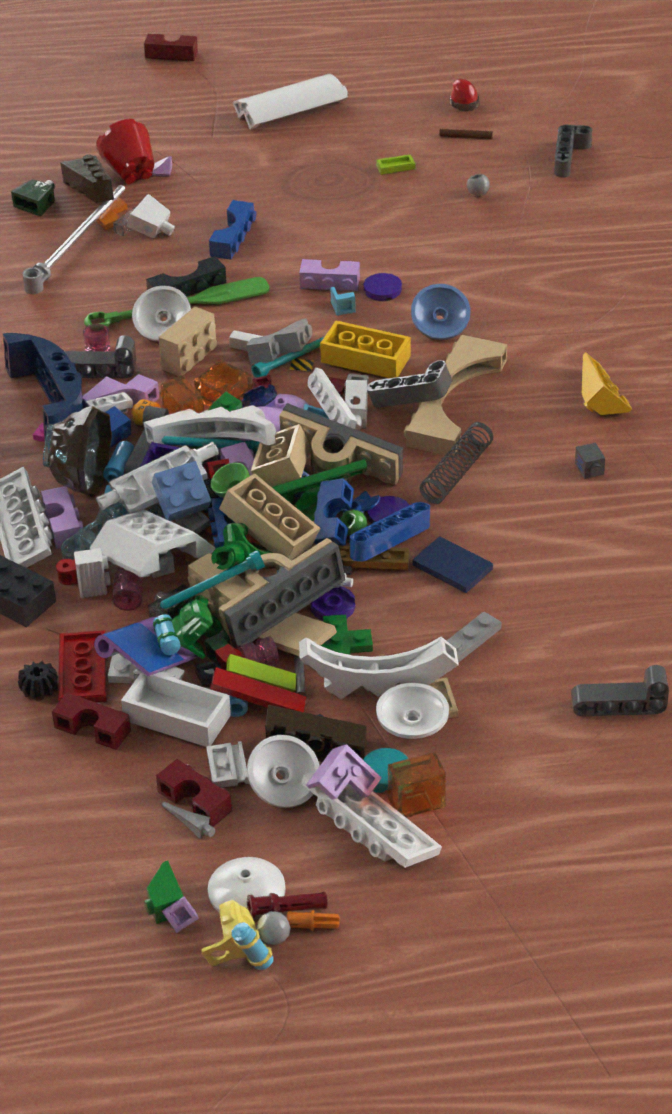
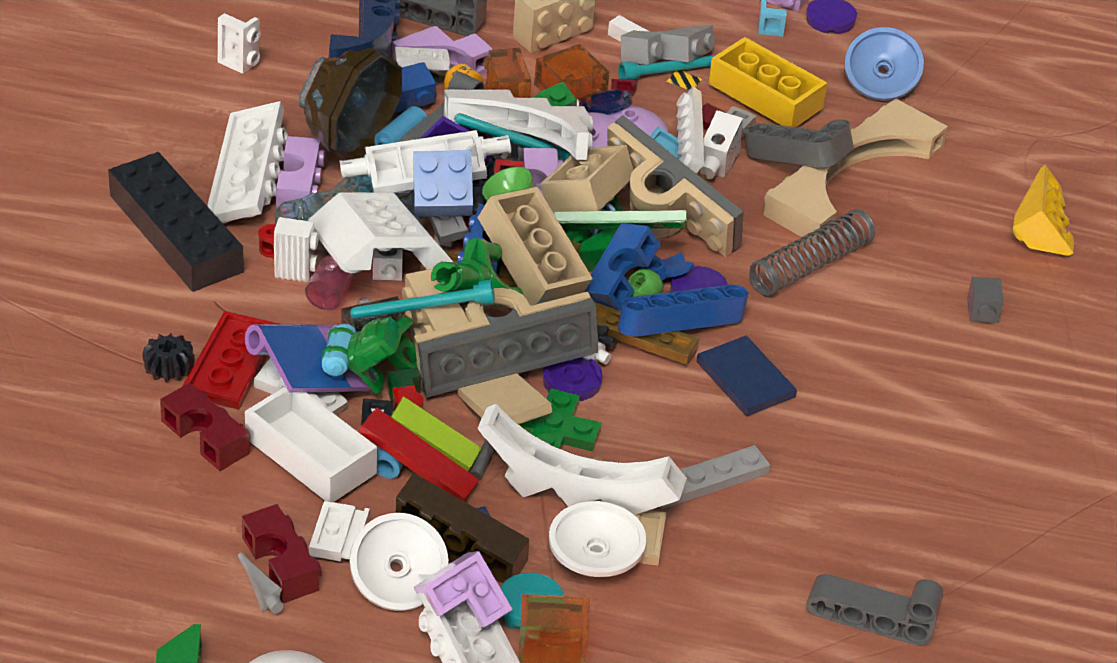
camera: 15 degrees right, 0 degrees up
(263, 651) = (448, 409): clear pink wheel -> none

